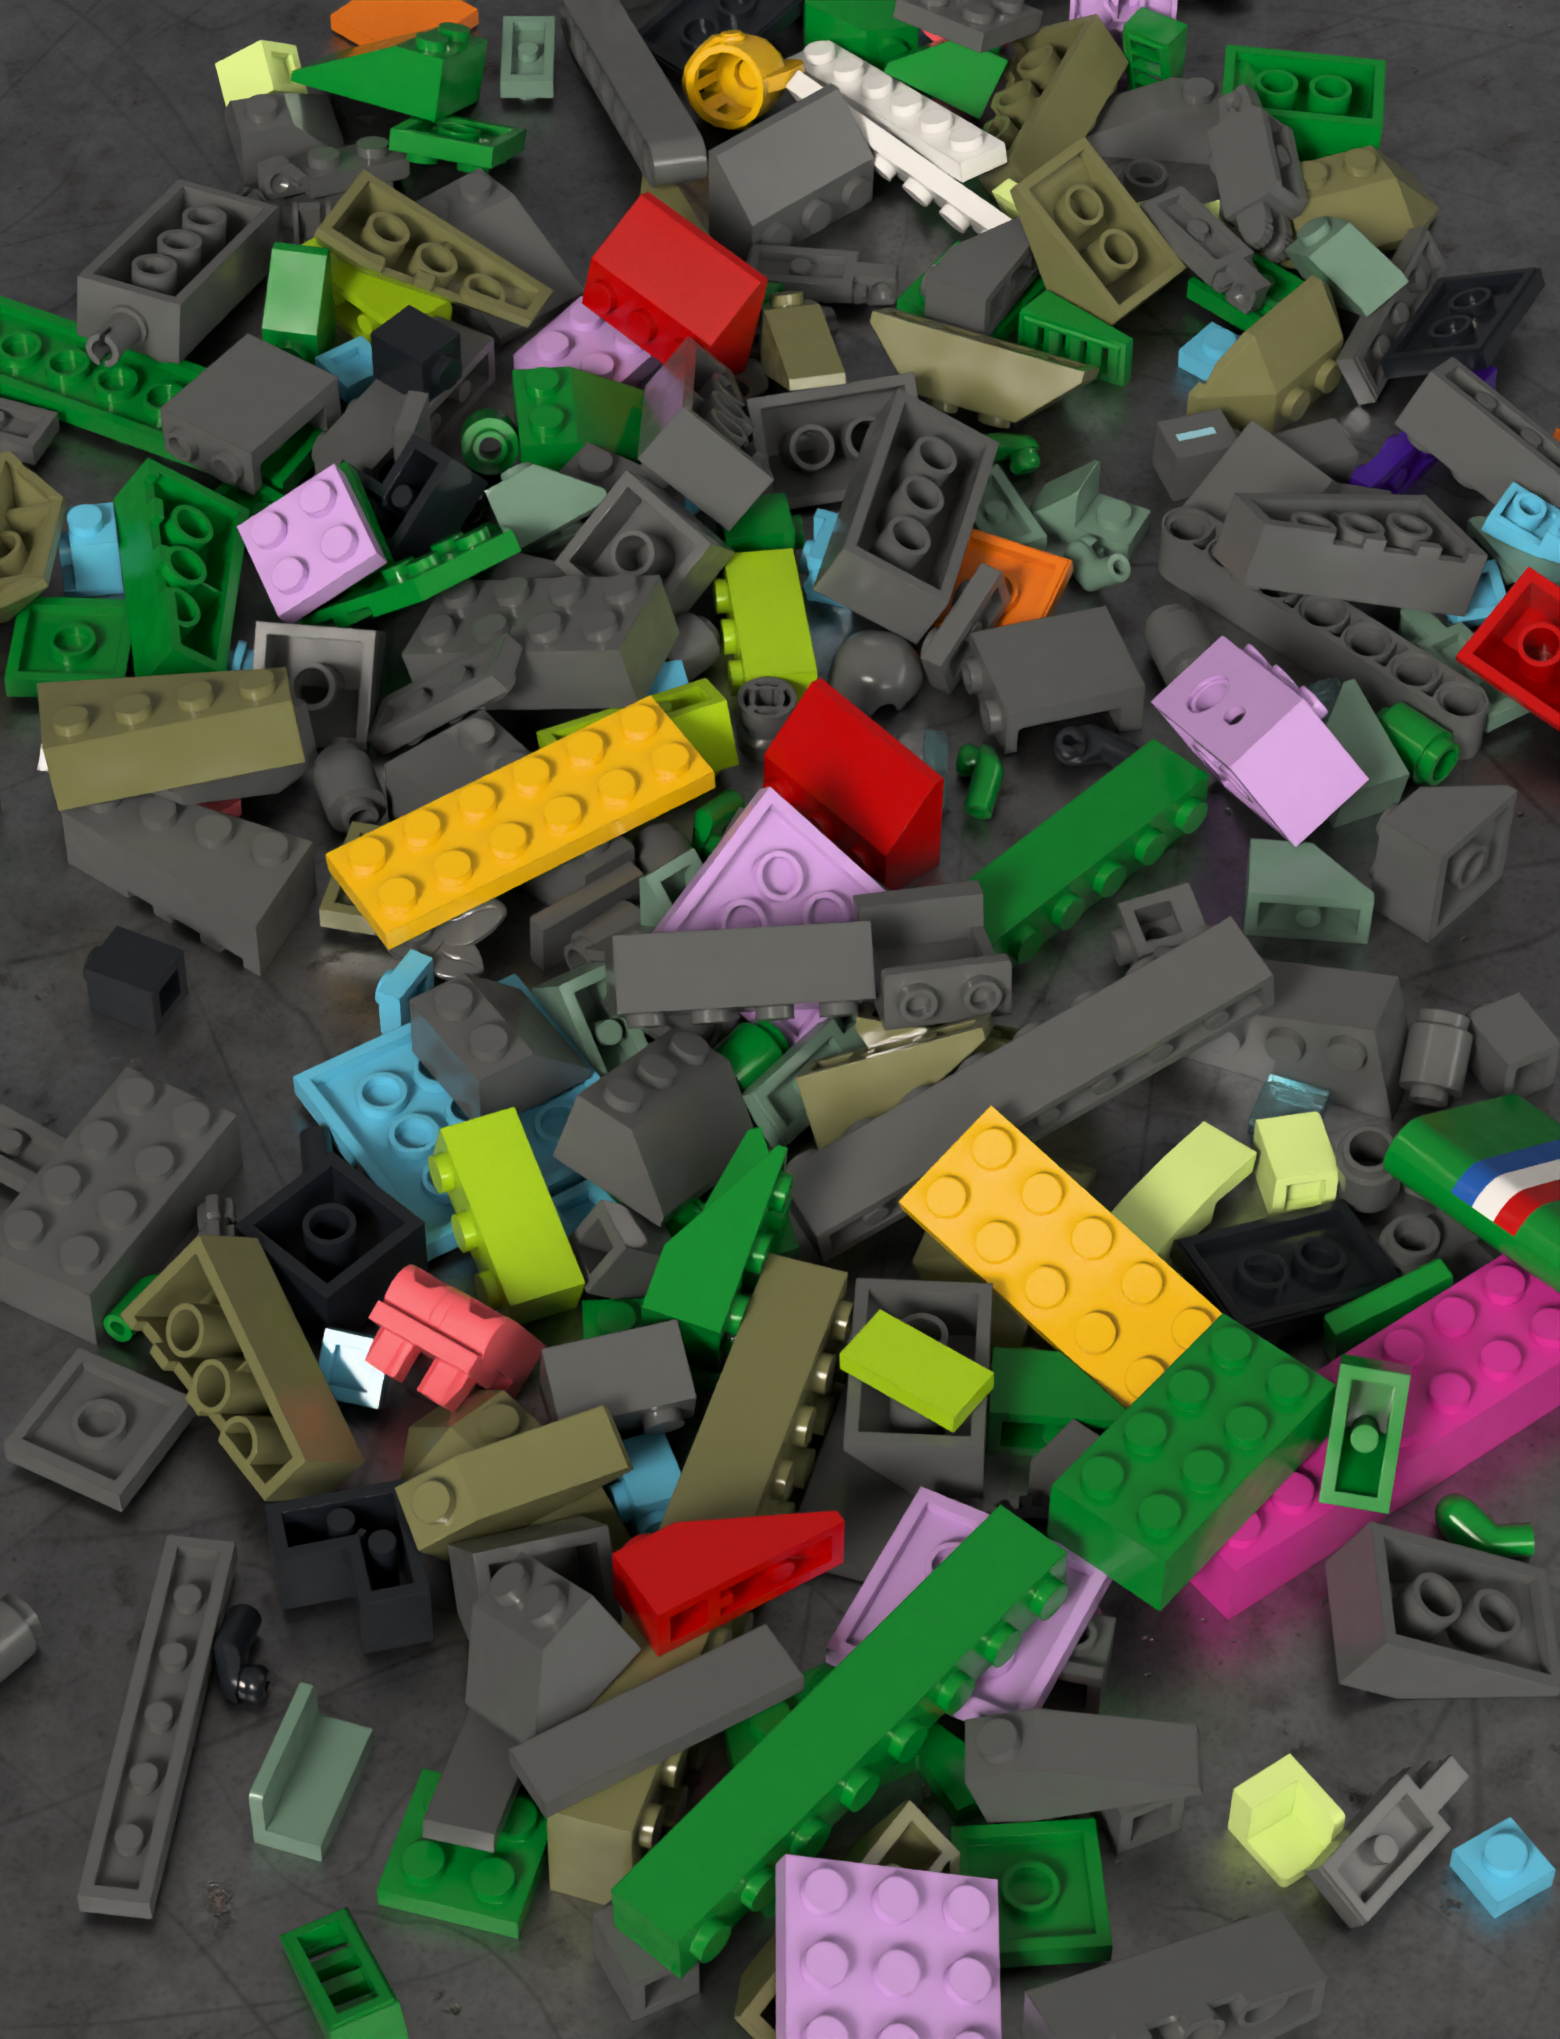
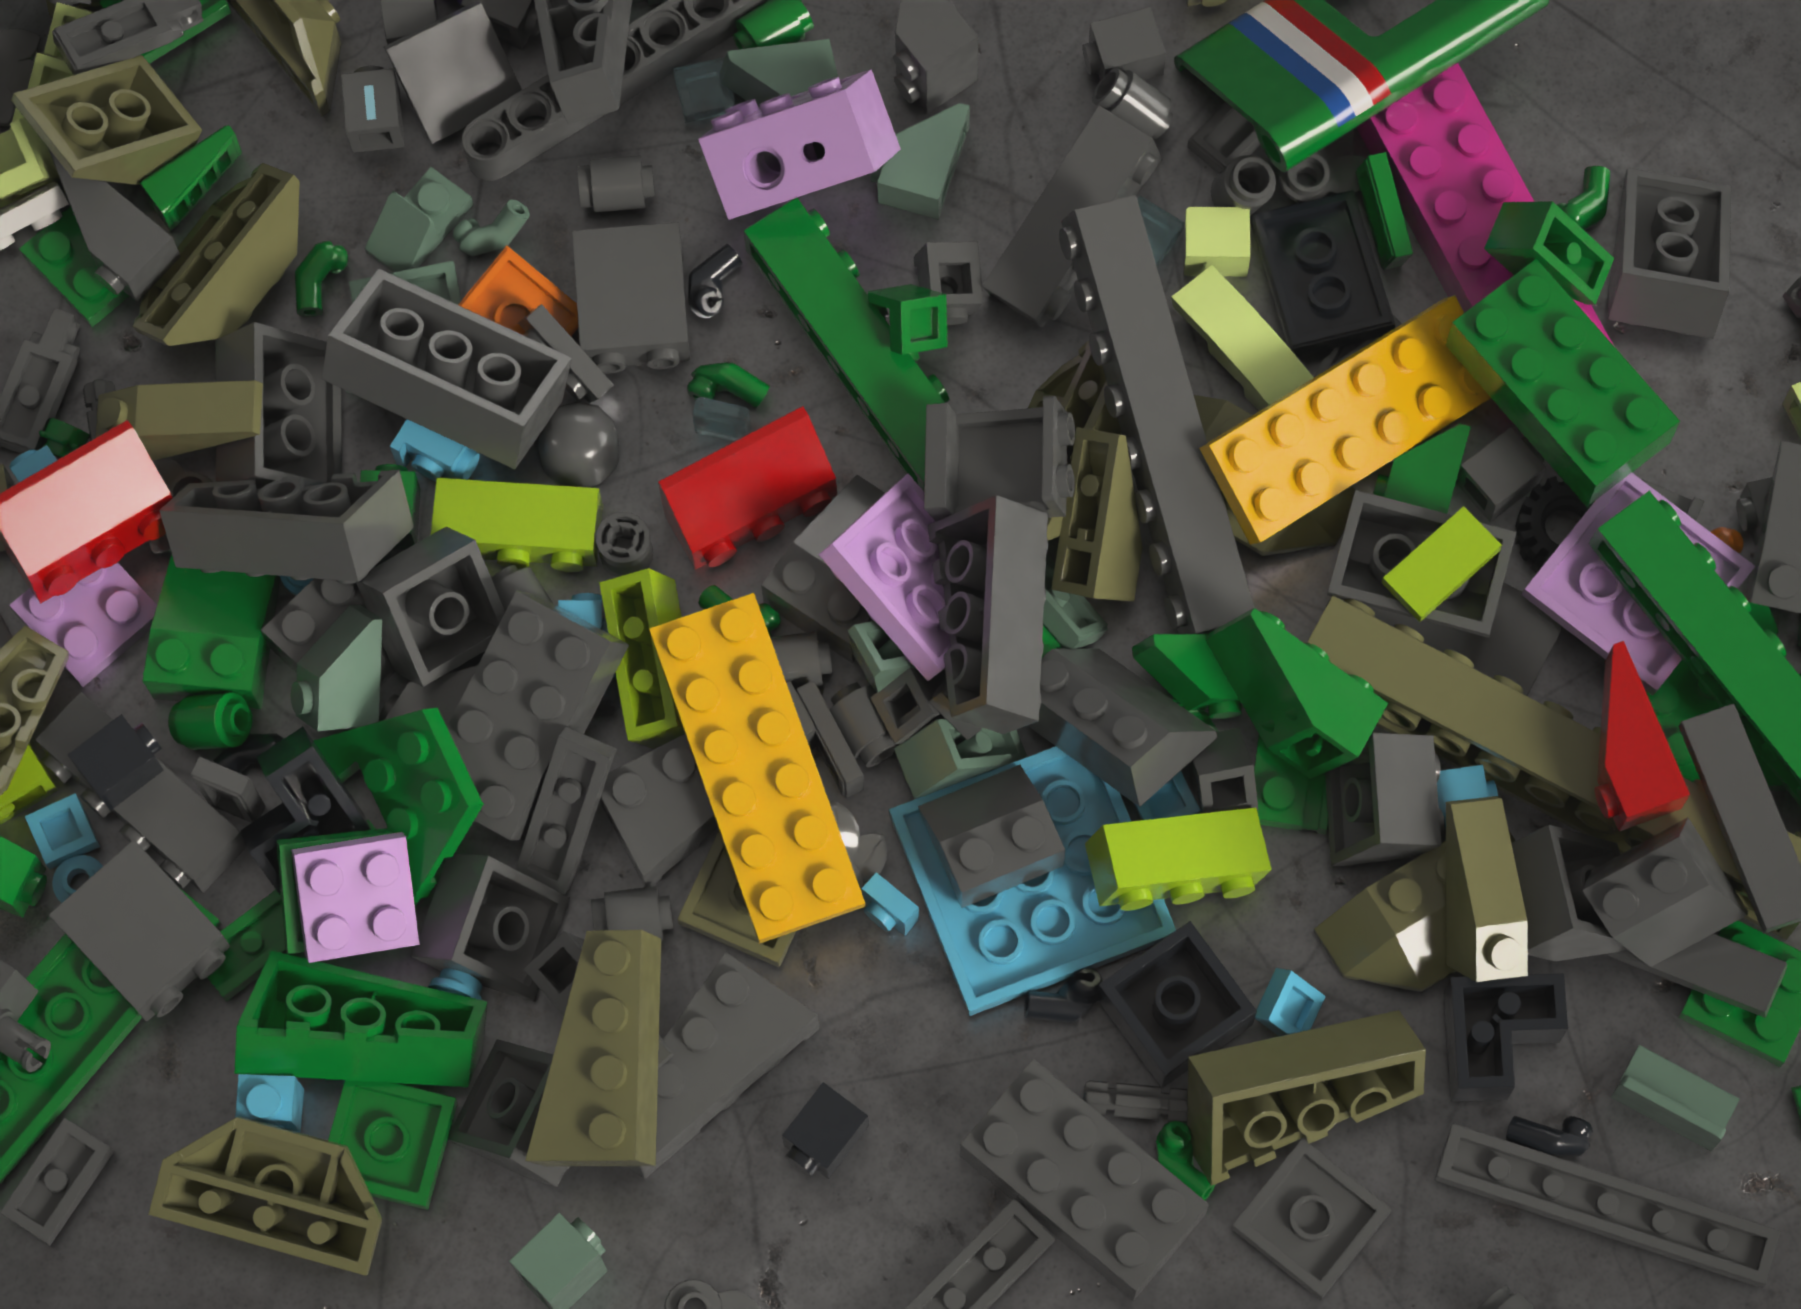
camera: 75 degrees left, 25 degrees up
(457, 1332) = (1298, 921): coral hips -> none
(1091, 882) = (916, 317): none -> green panel
(1205, 350) = (230, 61): medium azure plate -> none

